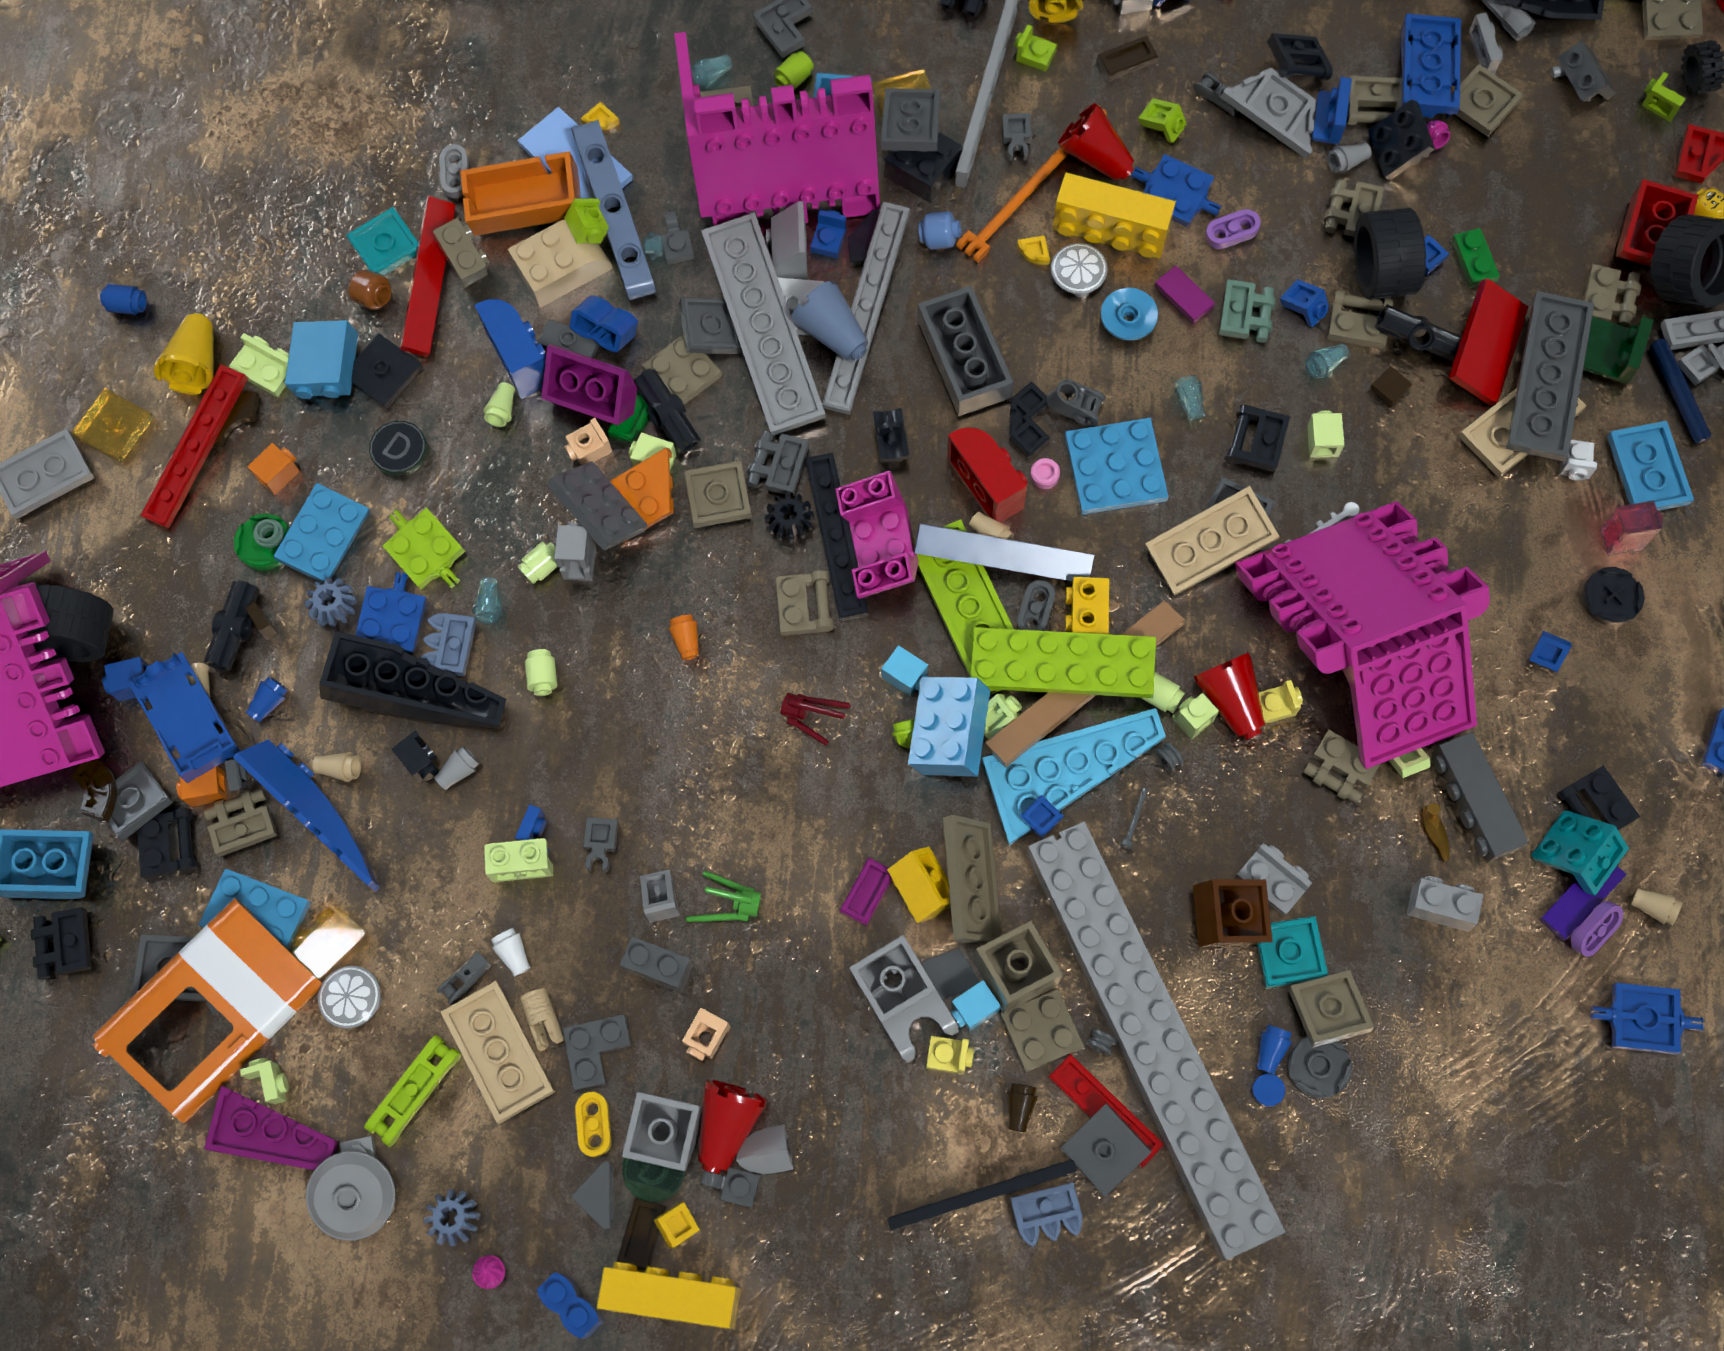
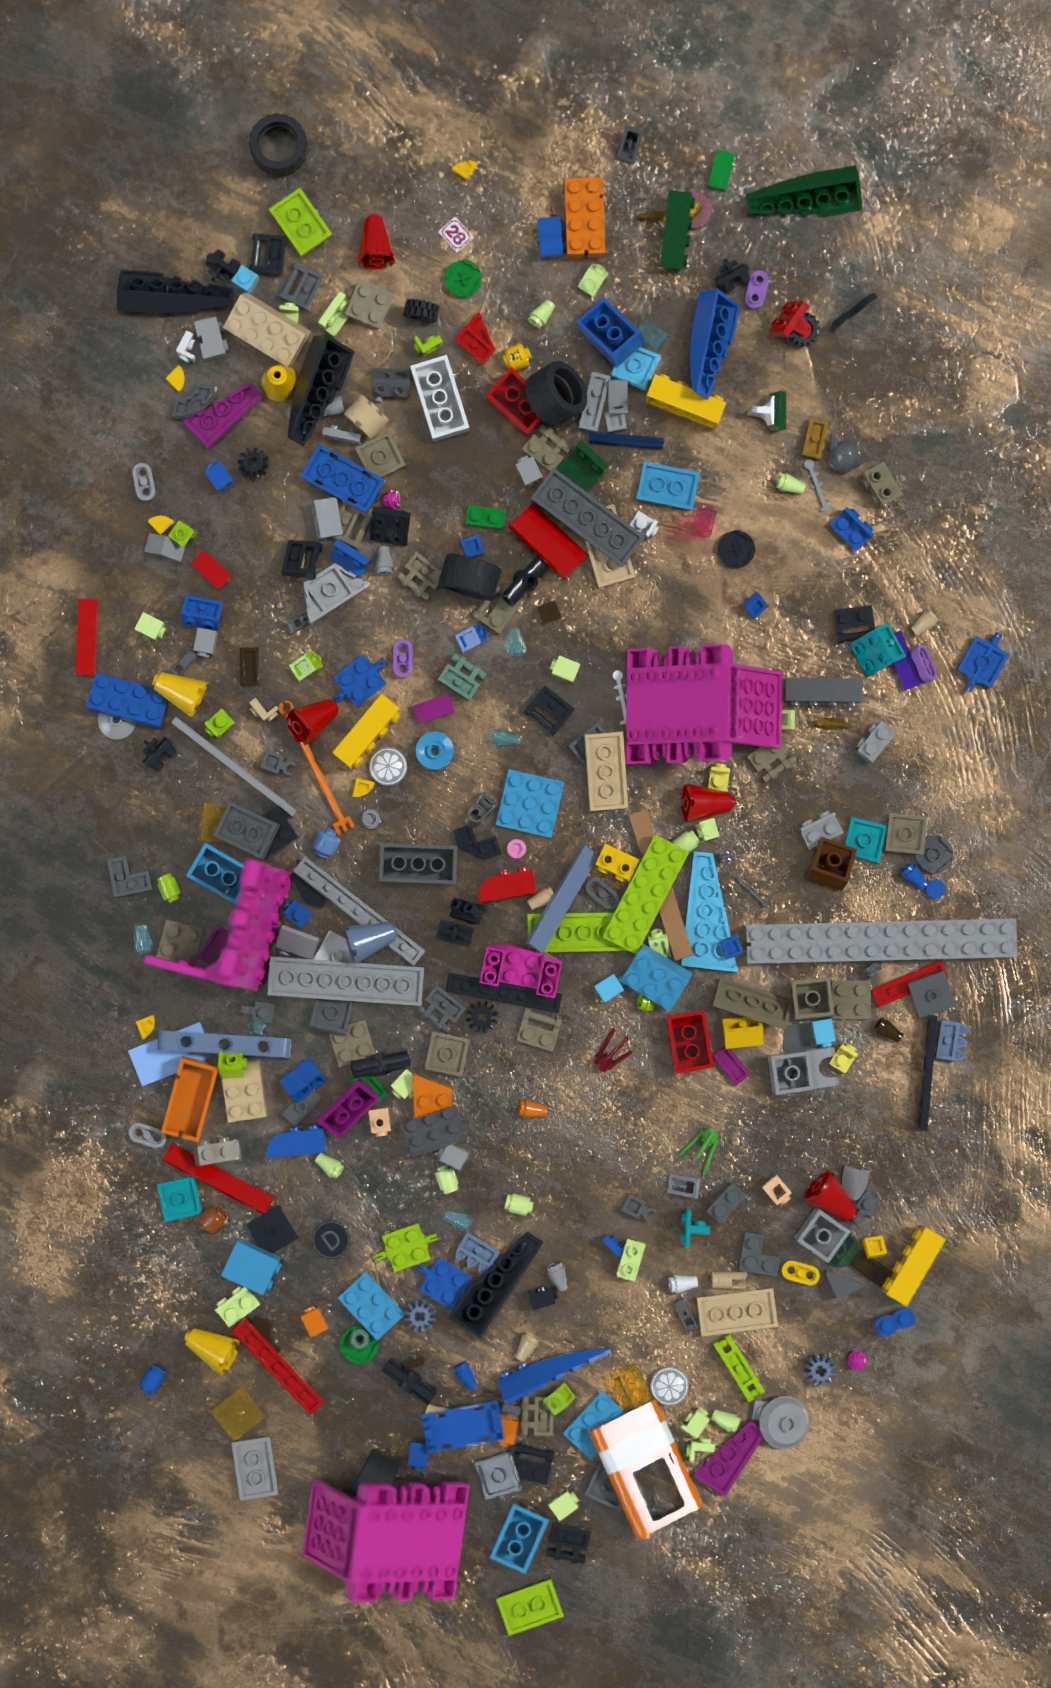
camera: 75 degrees left, 15 degrees up
(98, 789) = (485, 1493): dark brown tile -> none
(117, 911) = (564, 1504): none -> yellowish green brick
(275, 841) = (559, 1399): none -> lime bracket
(305, 1057) = (696, 1422): none -> yellowish green brick
(324, 1104) = (726, 1420): none -> yellowish green cone
(598, 924) = (697, 1227): none -> teal bracket
(875, 813) = (690, 1042): none -> red brick
(928, 437) = (466, 911): none -> black hips
(997, 274) = (370, 819): none -> light grey plate
(1075, 89) = (257, 710): none -> tan bracket
(1369, 65) = (326, 518): none -> light grey panel
(1526, 55) = (366, 417): none -> tan brick
(1569, 279) = (528, 471): none -> light grey brick
(1602, 134) = (440, 398): none -> white brick

